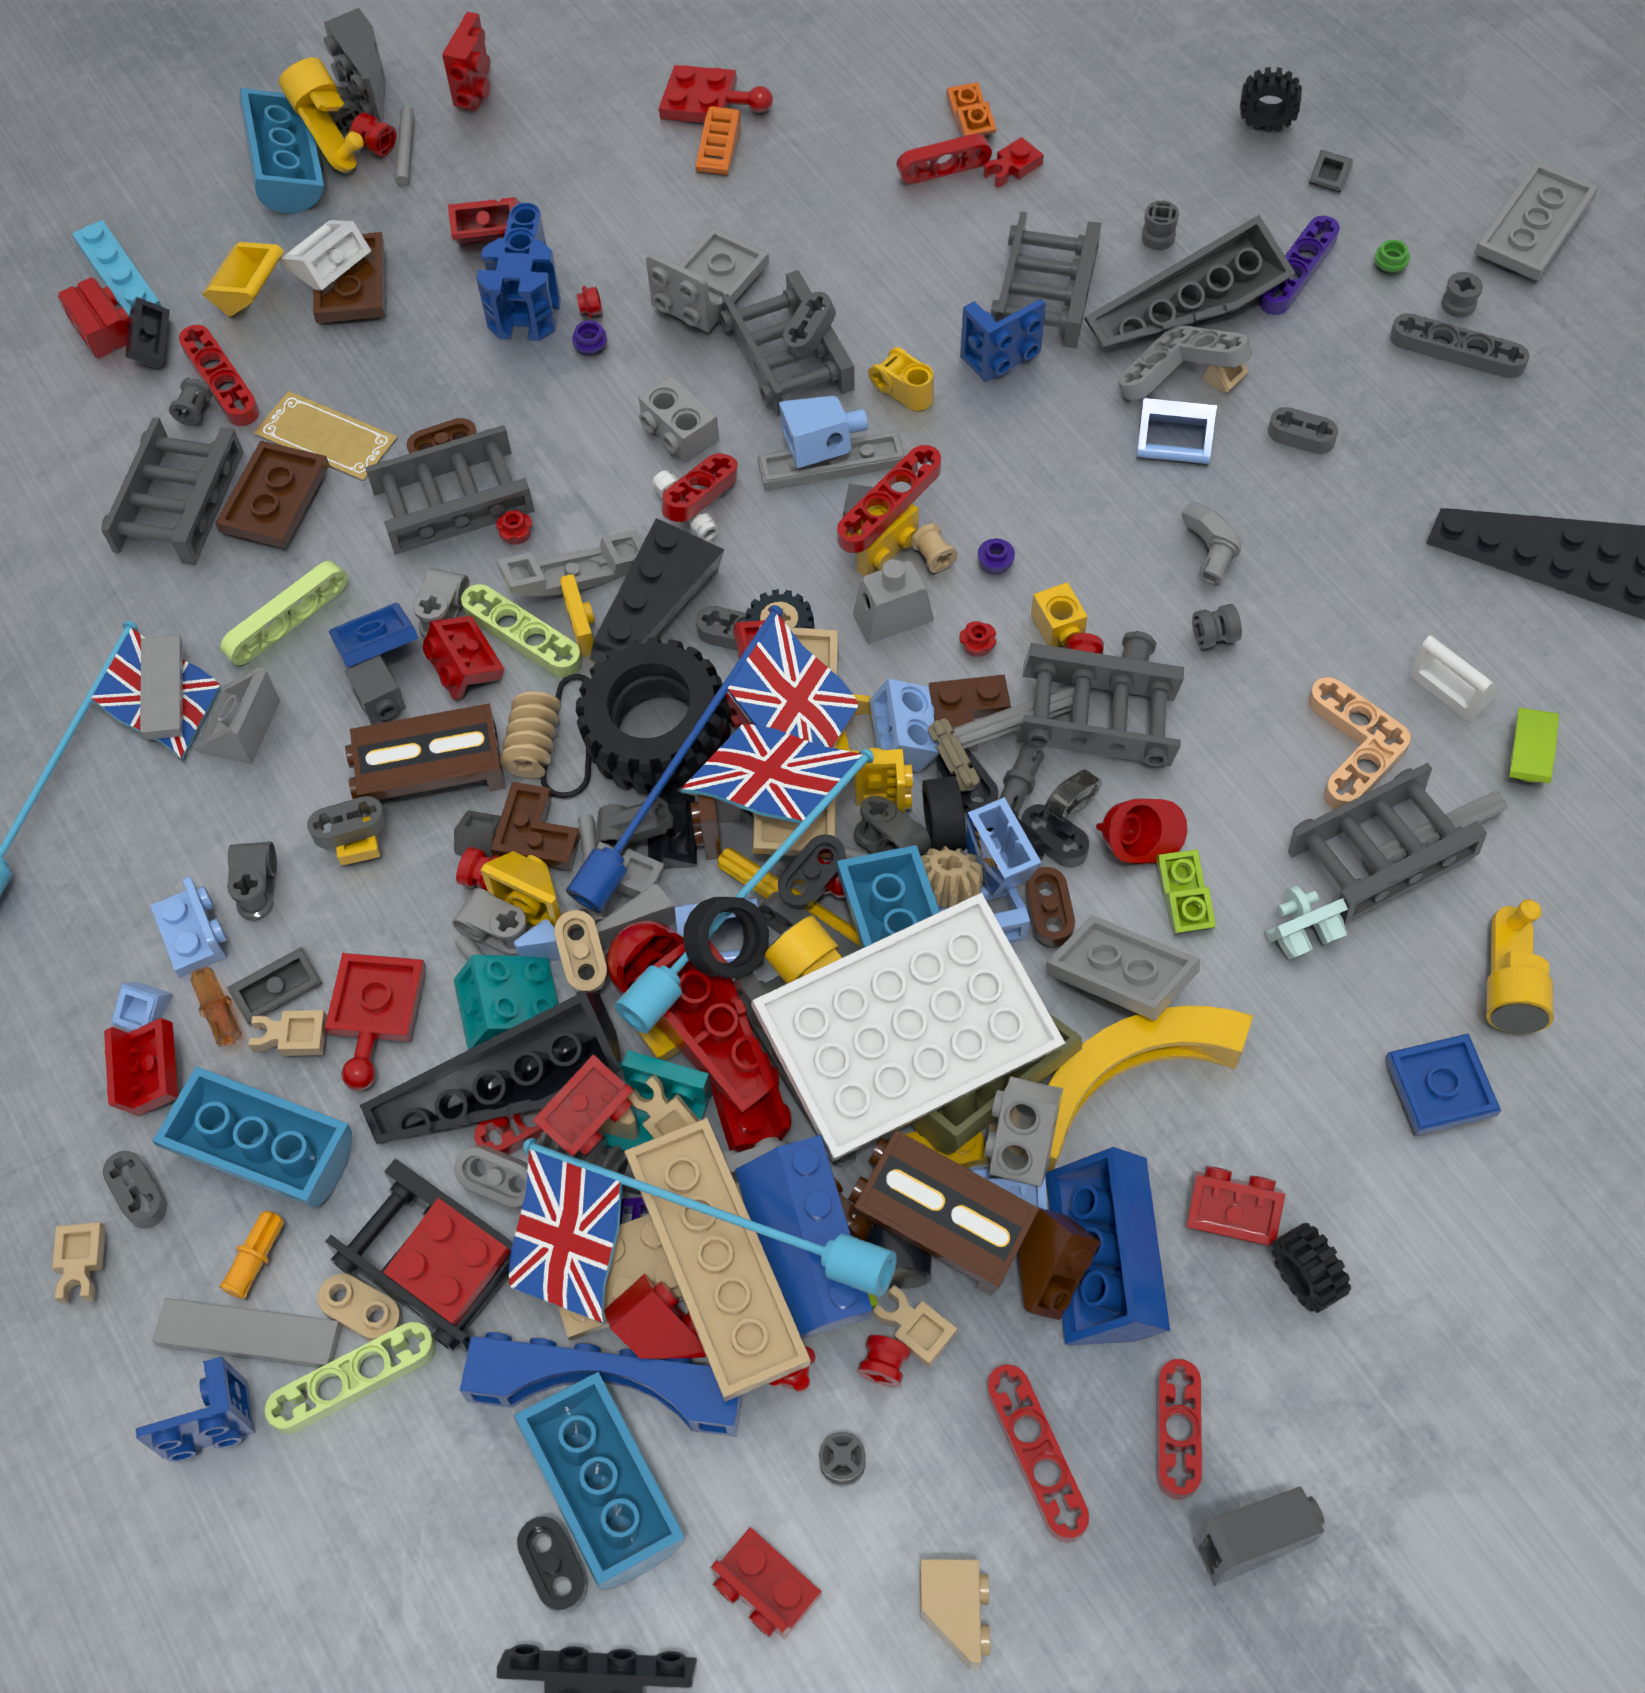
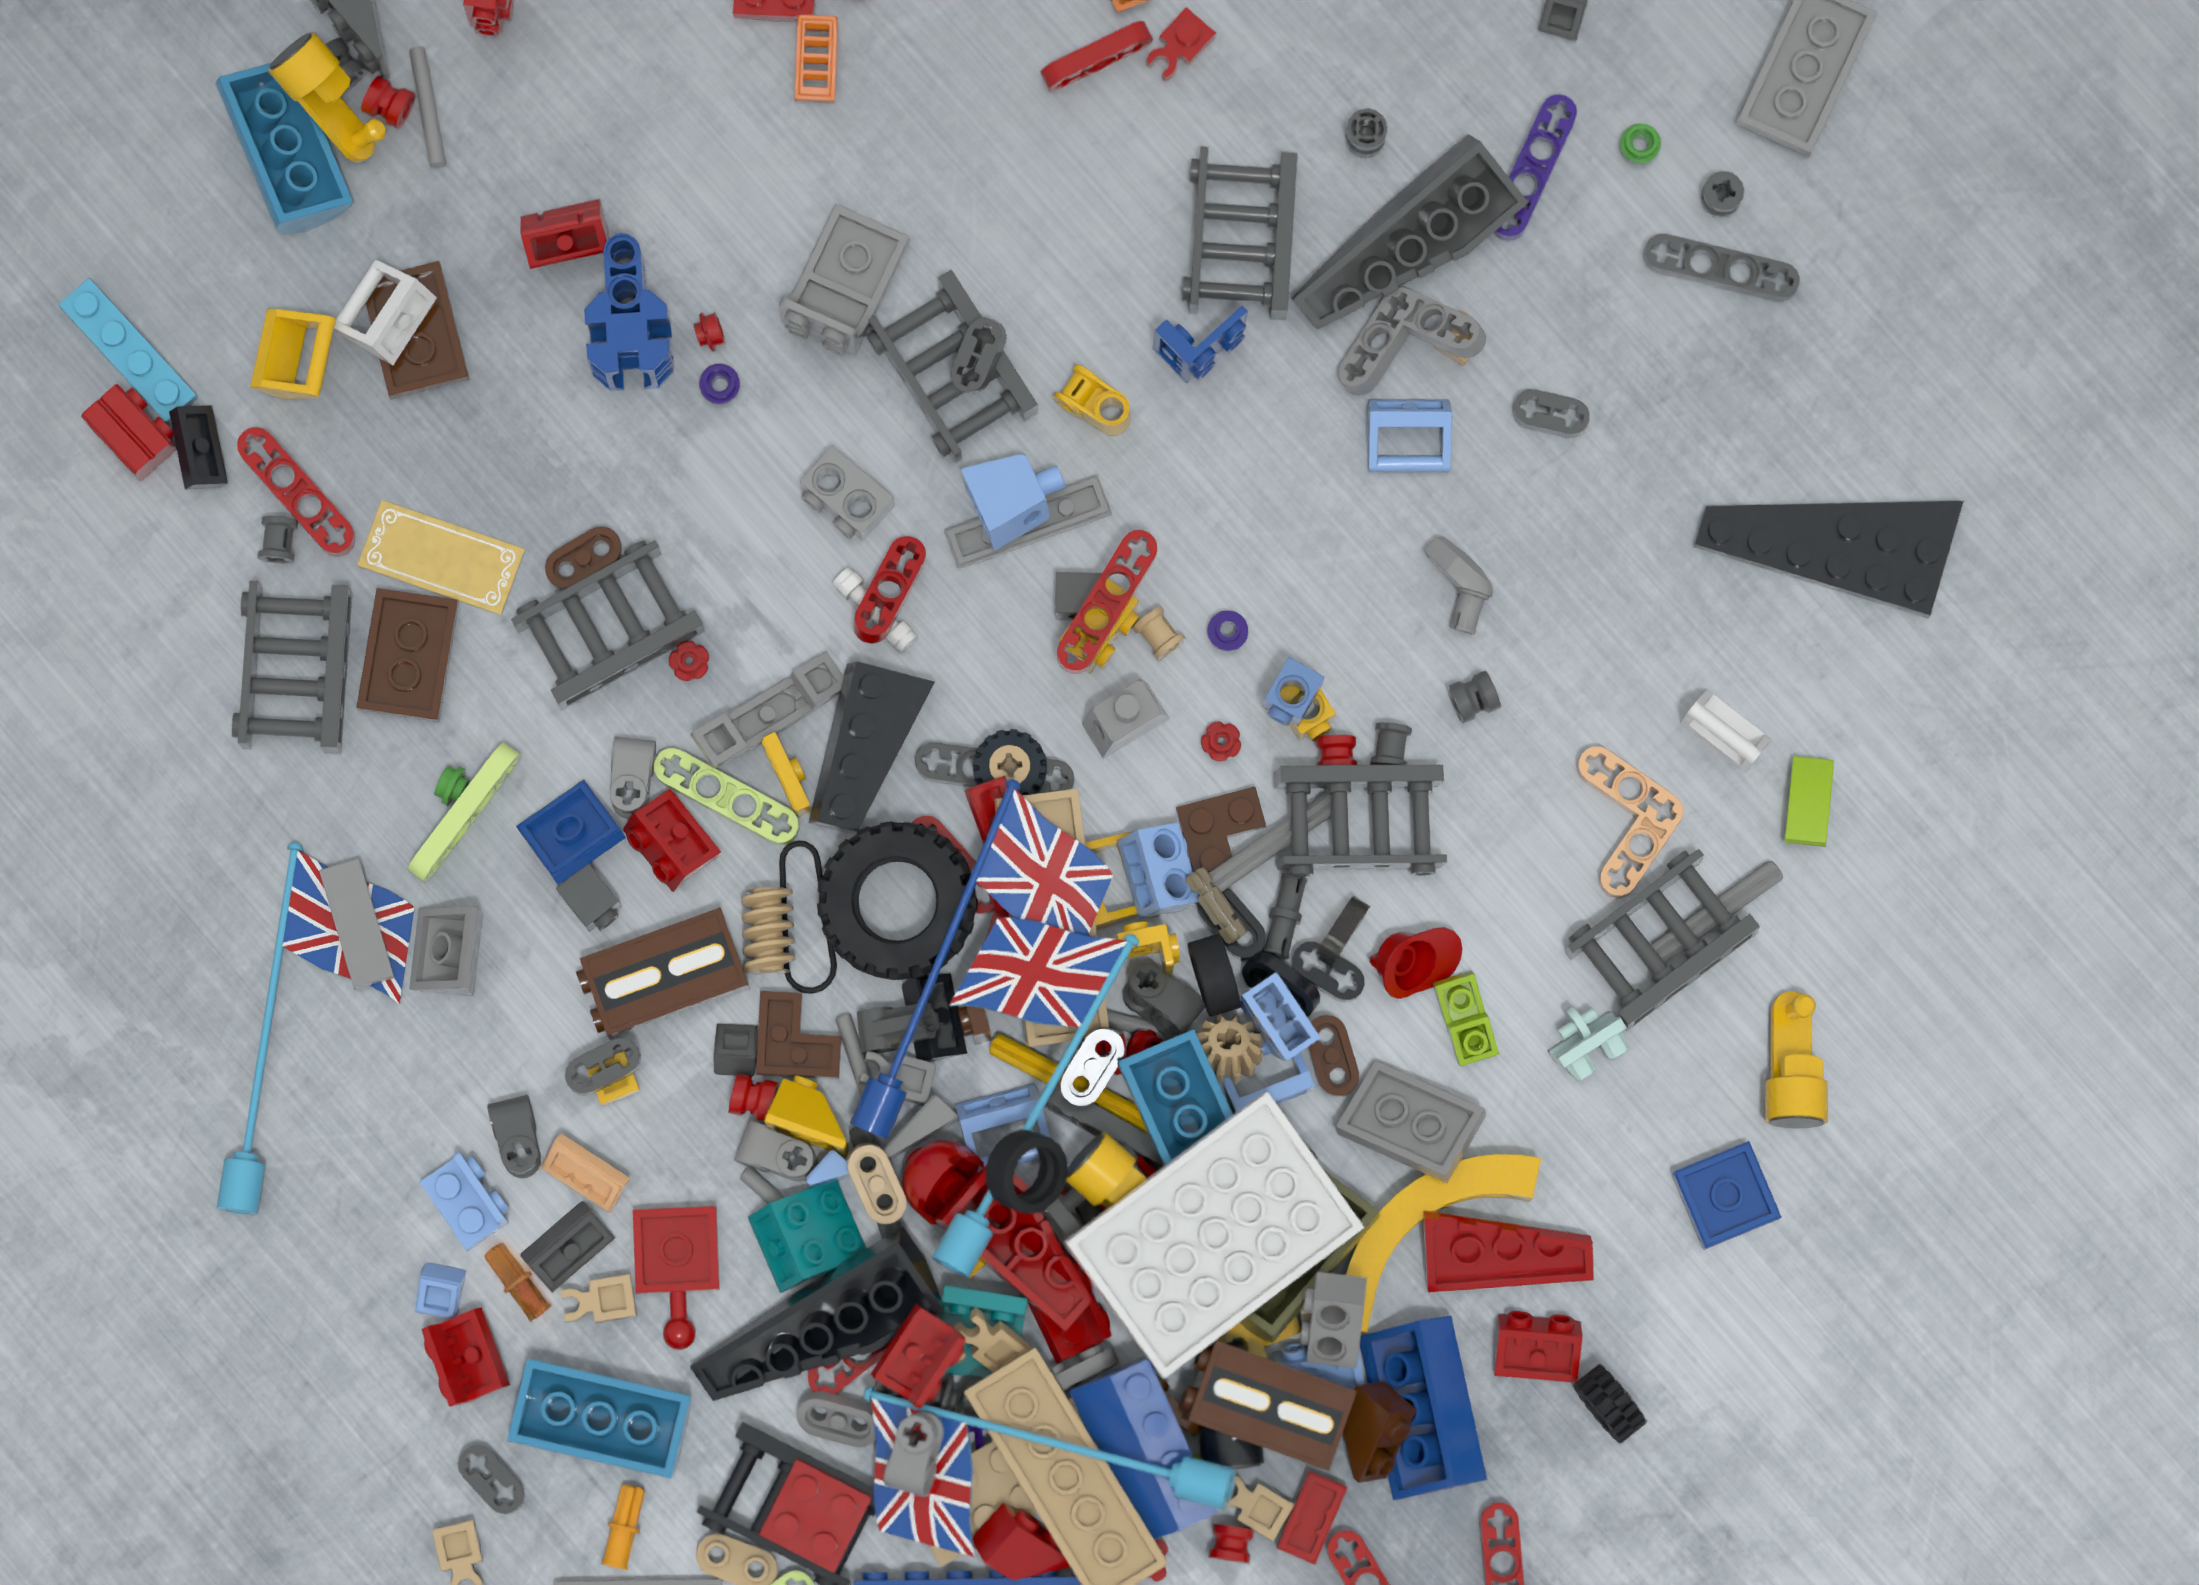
camera: 15 degrees left, 20 degrees up
(276, 584) = (451, 784): none -> bright green plate
(307, 916) = (585, 1172): none -> light nougat plate
(558, 1206) = (914, 1461): none -> light grey piece
(974, 1347) = (1311, 1517): none -> red plate
(1062, 583) = (1295, 675): none -> medium blue brick
(1194, 1105) = (1495, 1254): none -> red wing

